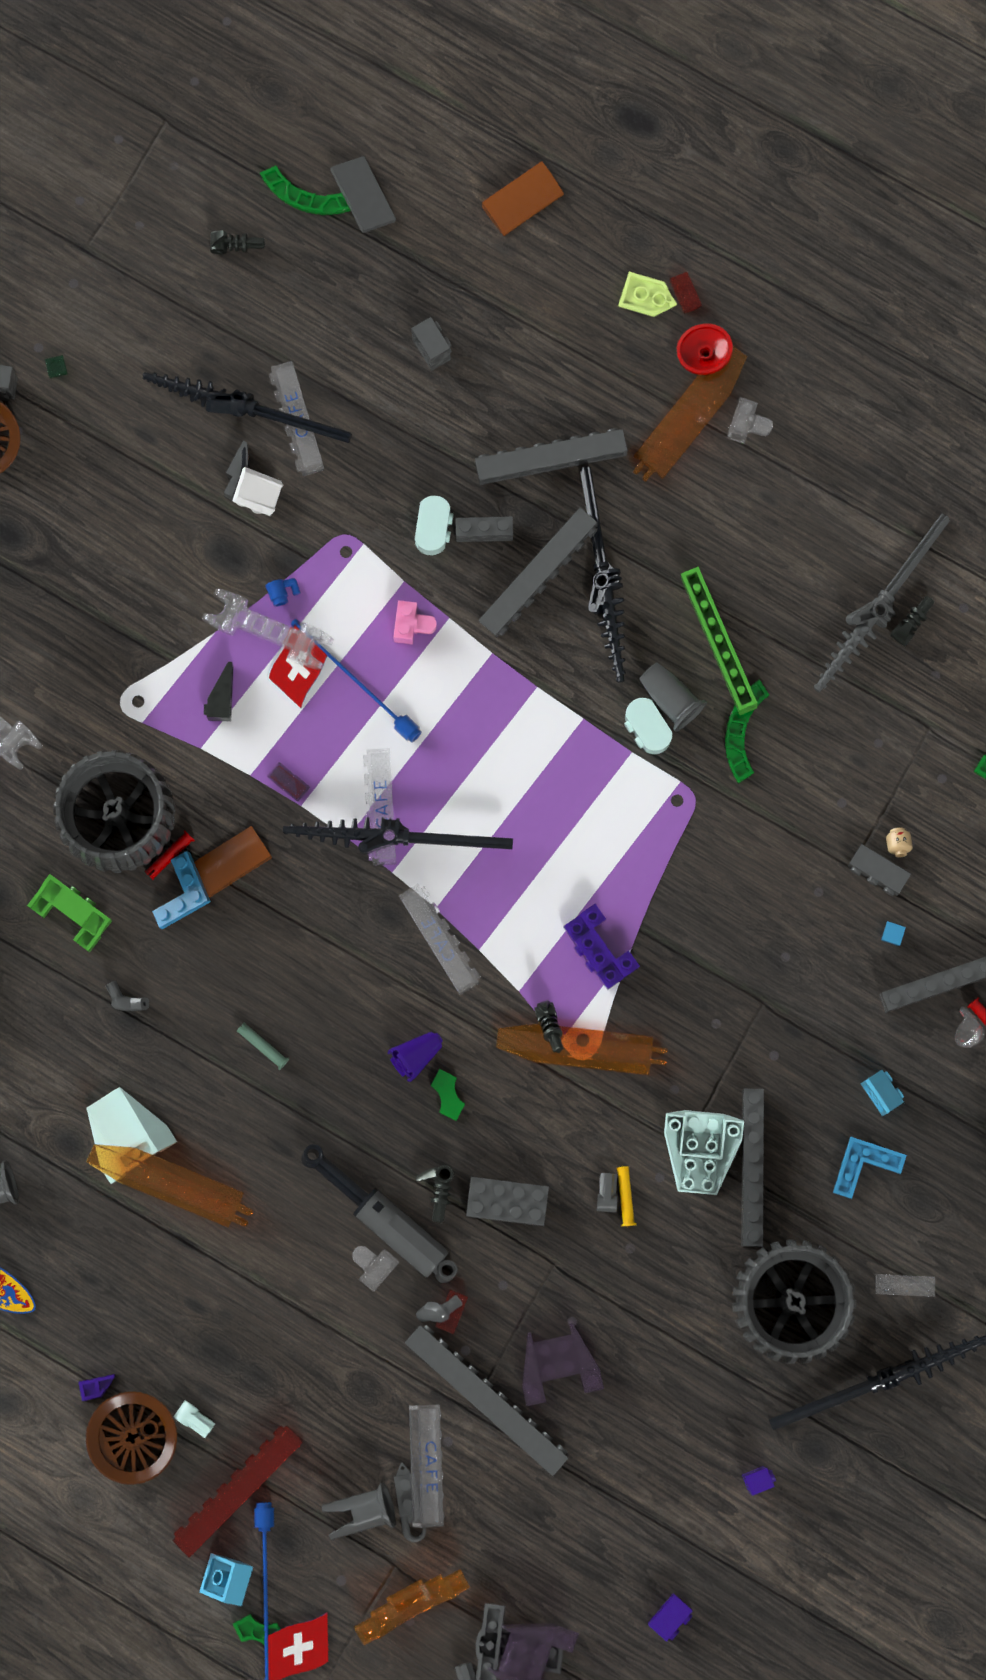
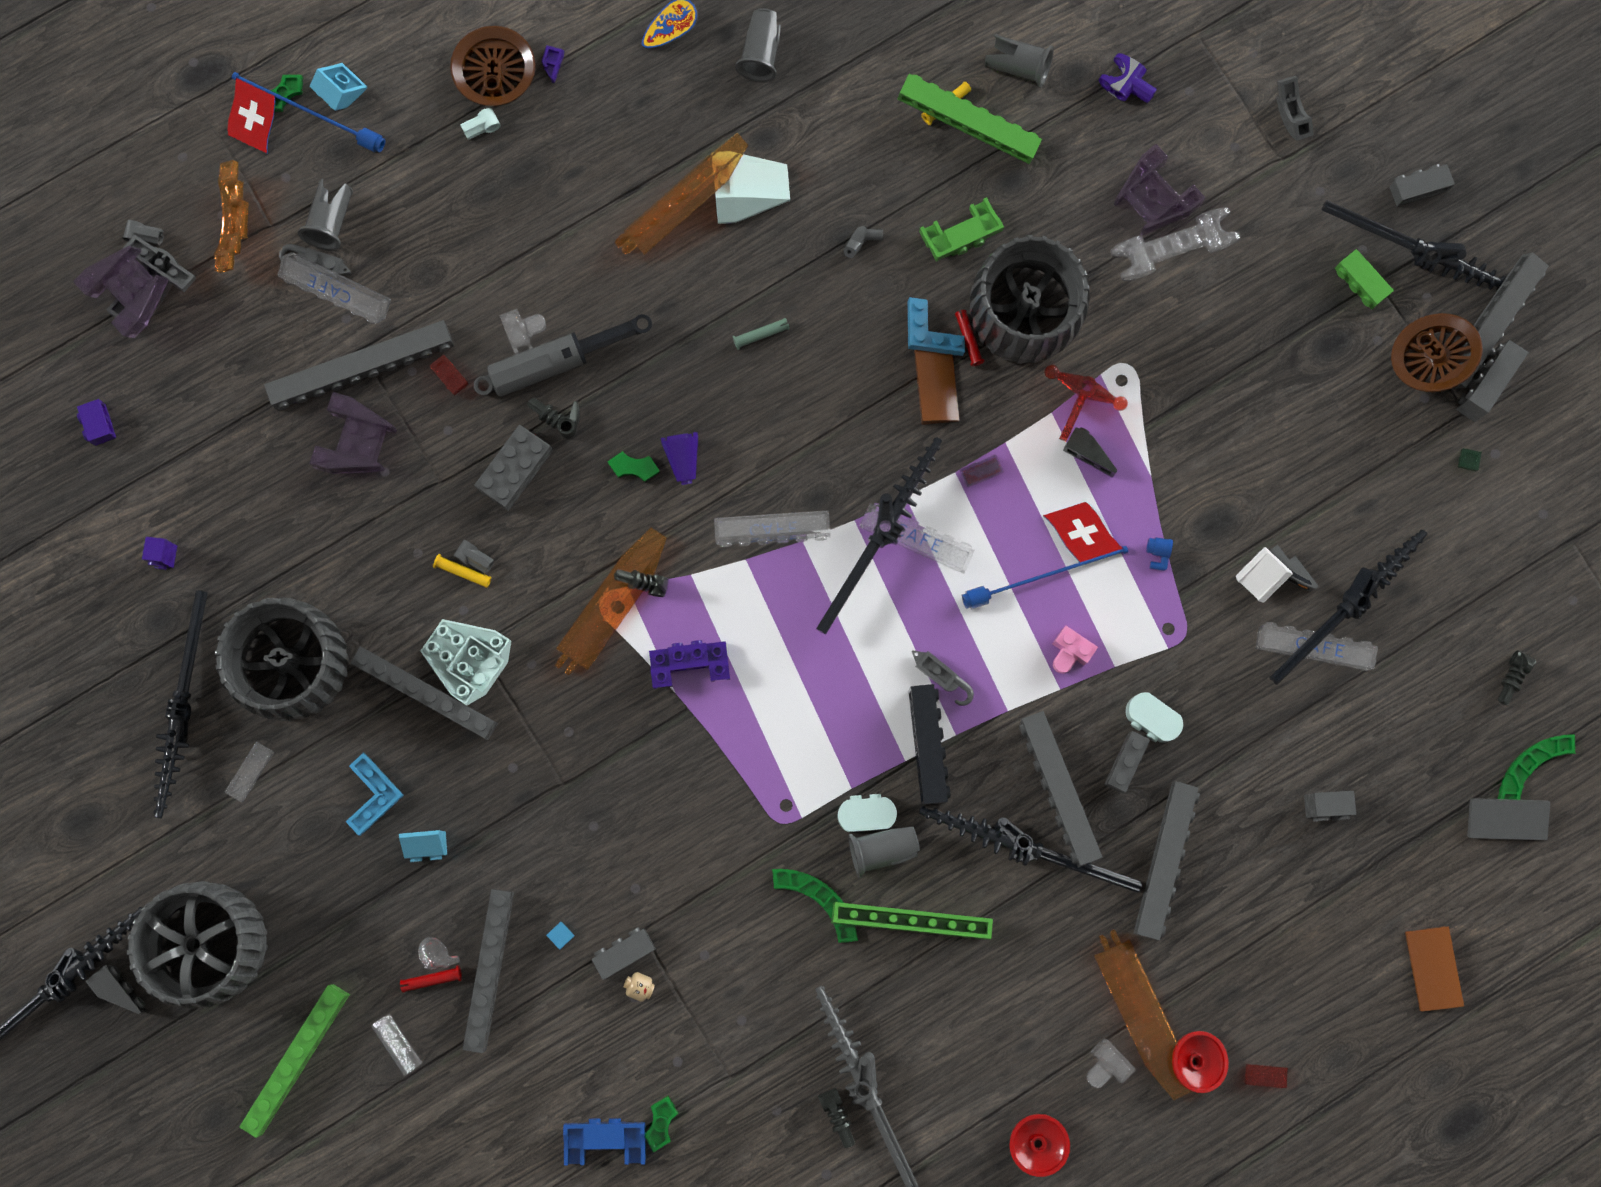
camera: 115 degrees right, 0 degrees up
(164, 716) = (1096, 393): none -> clear red piece
(234, 1494) = (403, 131): clear red brick -> none
(297, 641) = (1156, 500): clear piece -> none
(438, 1313) = (452, 360): dark grey arm -> none
(492, 723) = (942, 675): none -> dark grey plate
(561, 702) = (928, 744): none -> black brick
(646, 295) = (1281, 1036): yellowish green tile -> none
(847, 434) = (1051, 1153): none -> red dish

